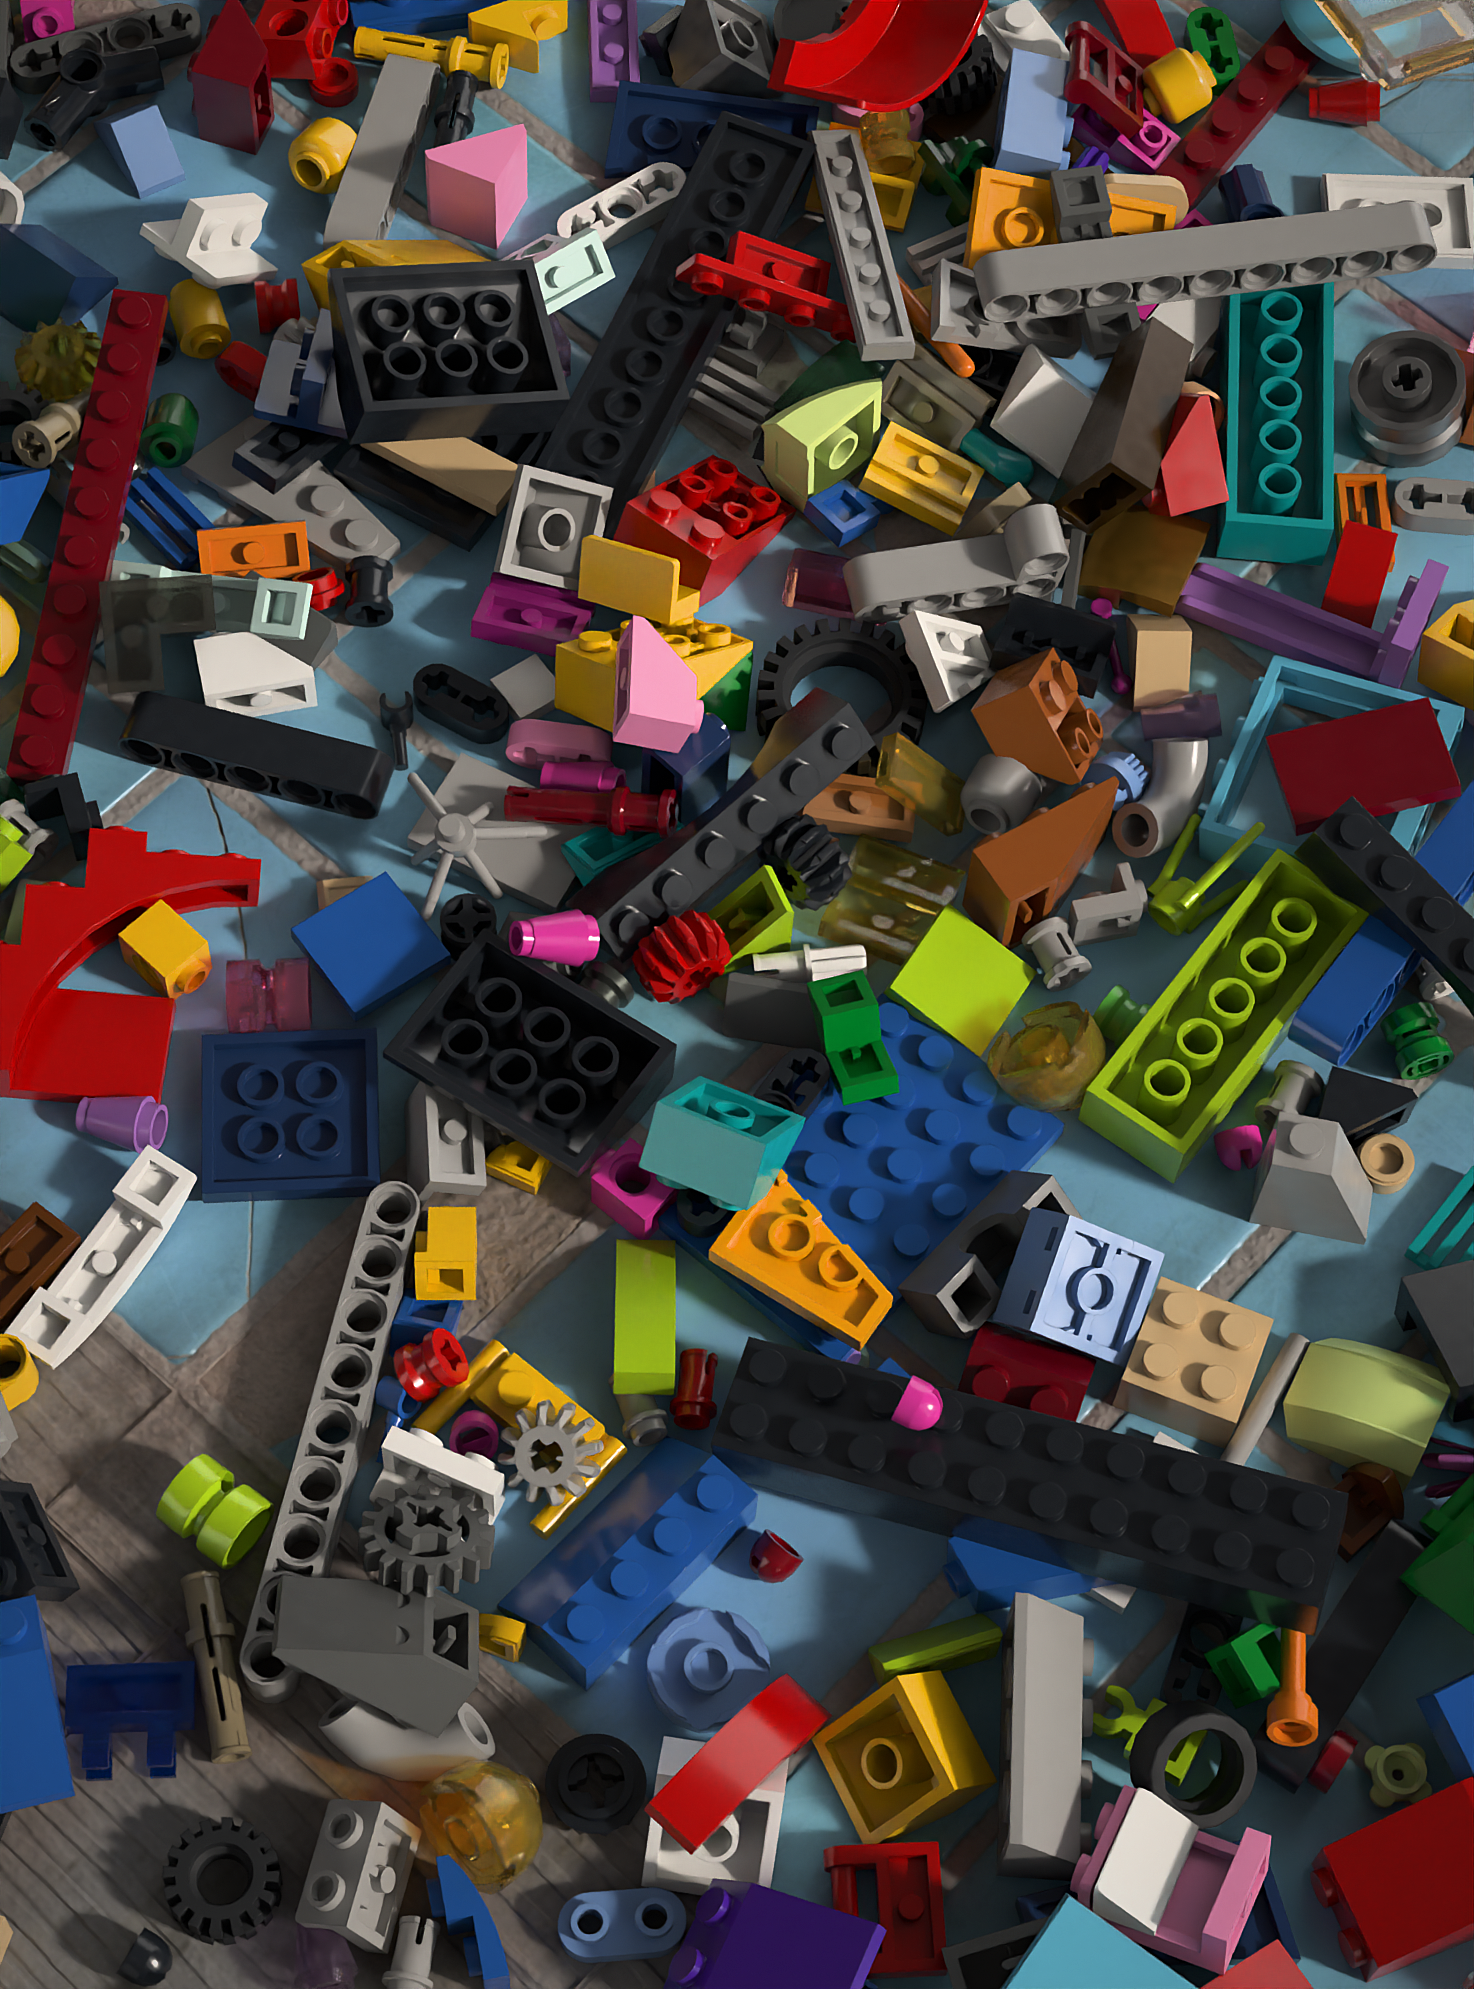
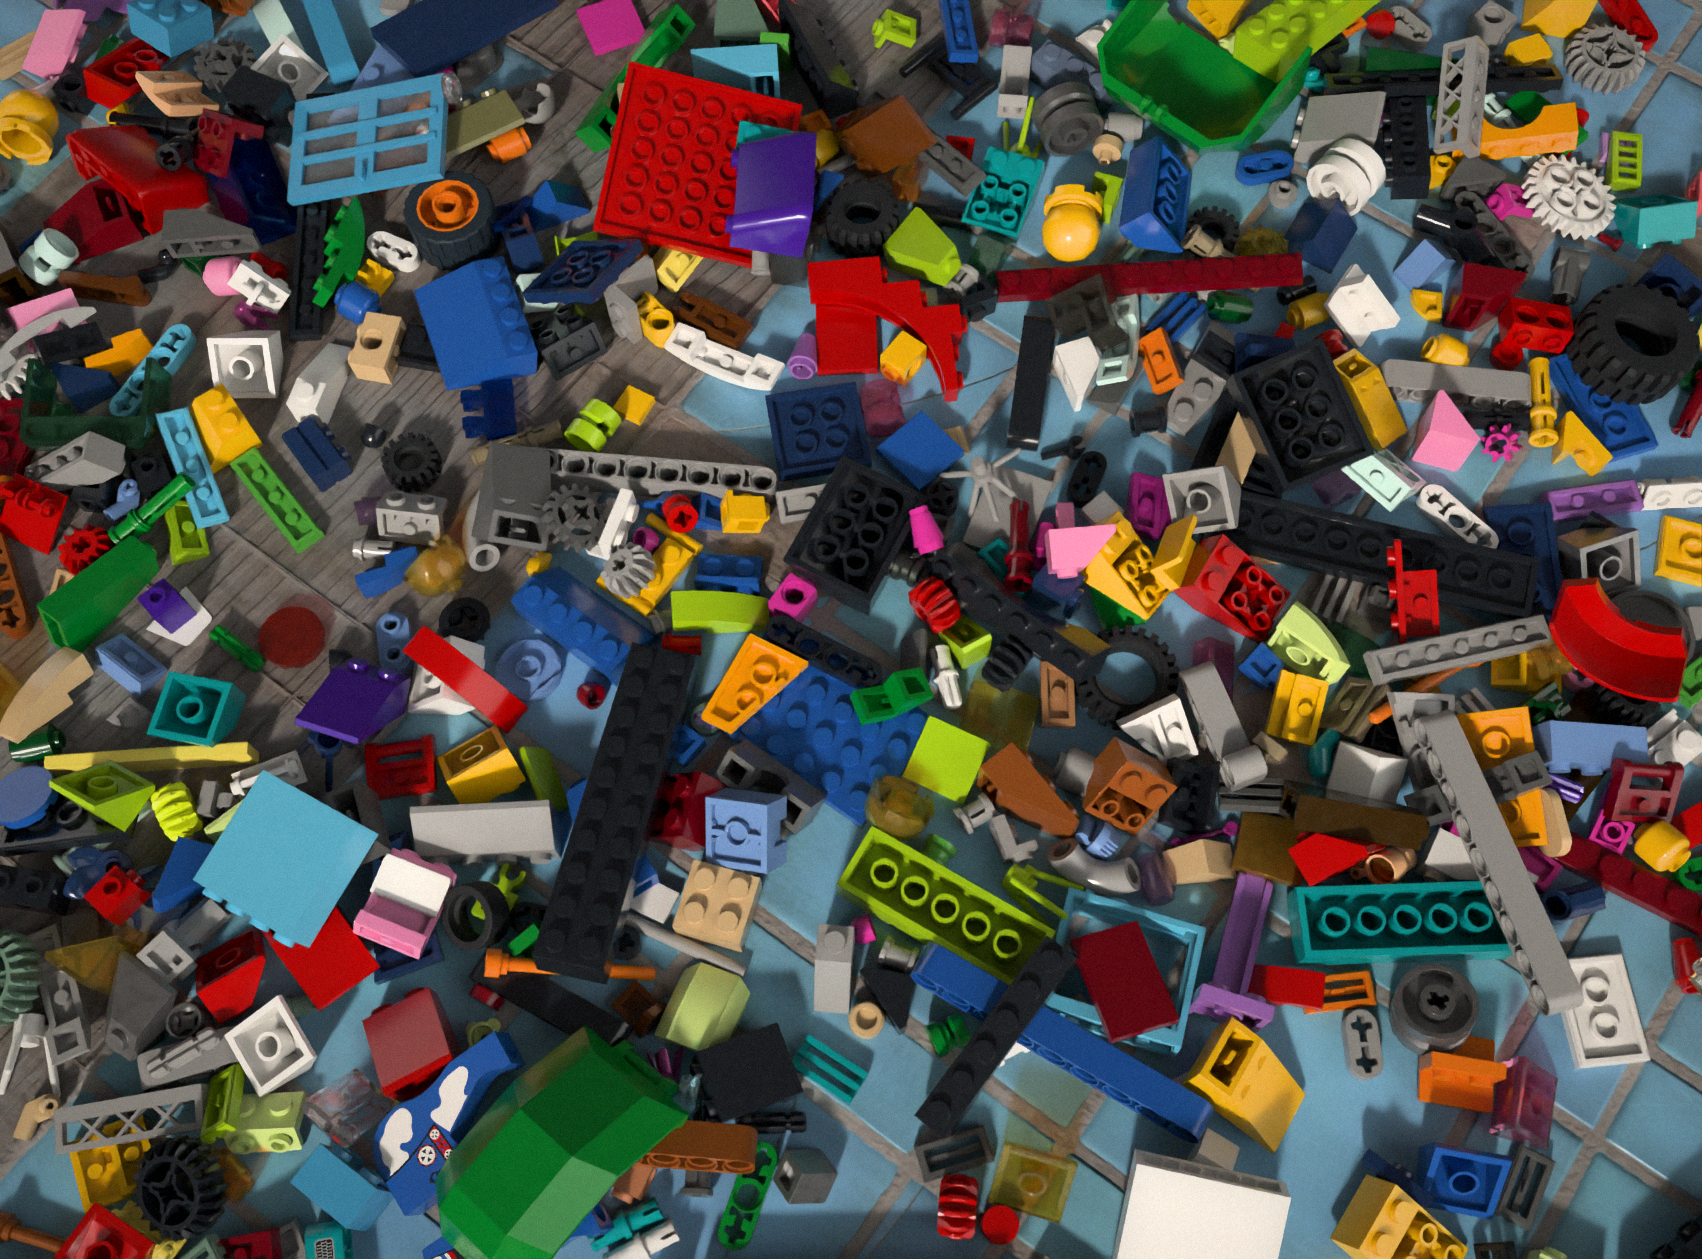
camera: 90 degrees right, 5 degrees up
(165, 1441) = (634, 405): none -> yellow tile
(214, 162) = (1427, 304): none -> yellow tile
(325, 587) = (1143, 395): red plate -> none
(501, 103) = (1491, 442): none -> dark pink gear
(562, 1299) = (729, 573): none -> blue bracket
(719, 1143) = (810, 627): teal slope -> none
(919, 1405) = (645, 733): dark pink hinge -> none
(920, 784) = (1071, 721): clear yellow tile -> none

